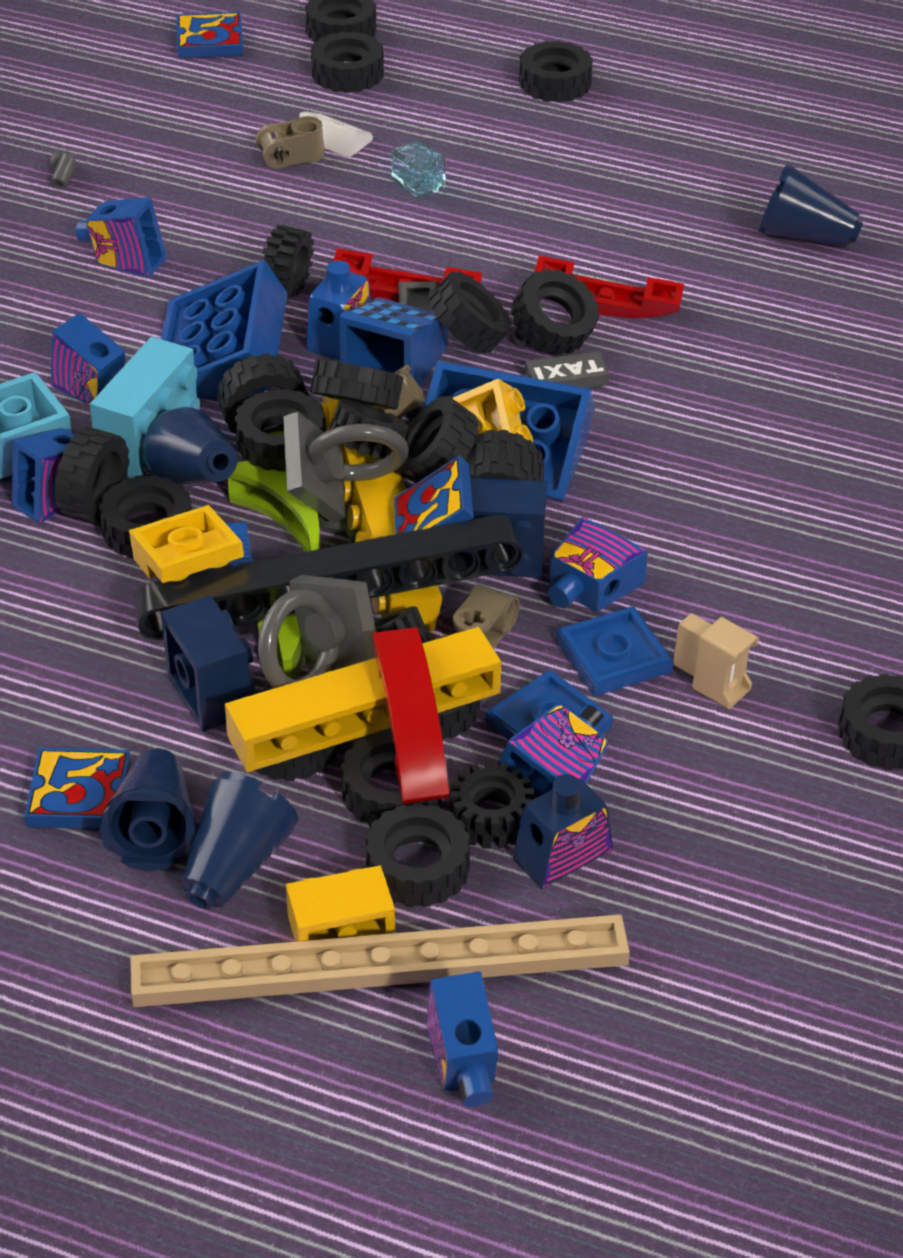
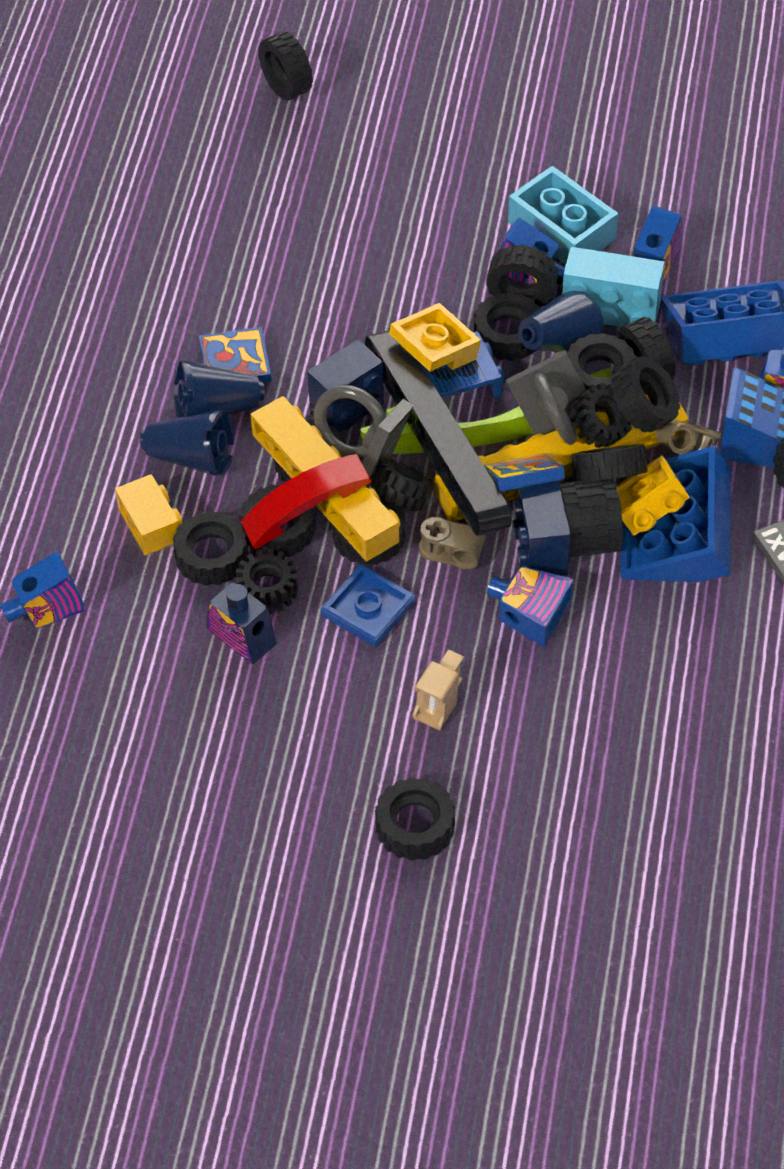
camera: 80 degrees right, 10 degrees up
(377, 960) = (116, 551): tan plate -> none
(557, 746) = (312, 607): torso -> none
(614, 651) = (453, 627): blue tile -> none

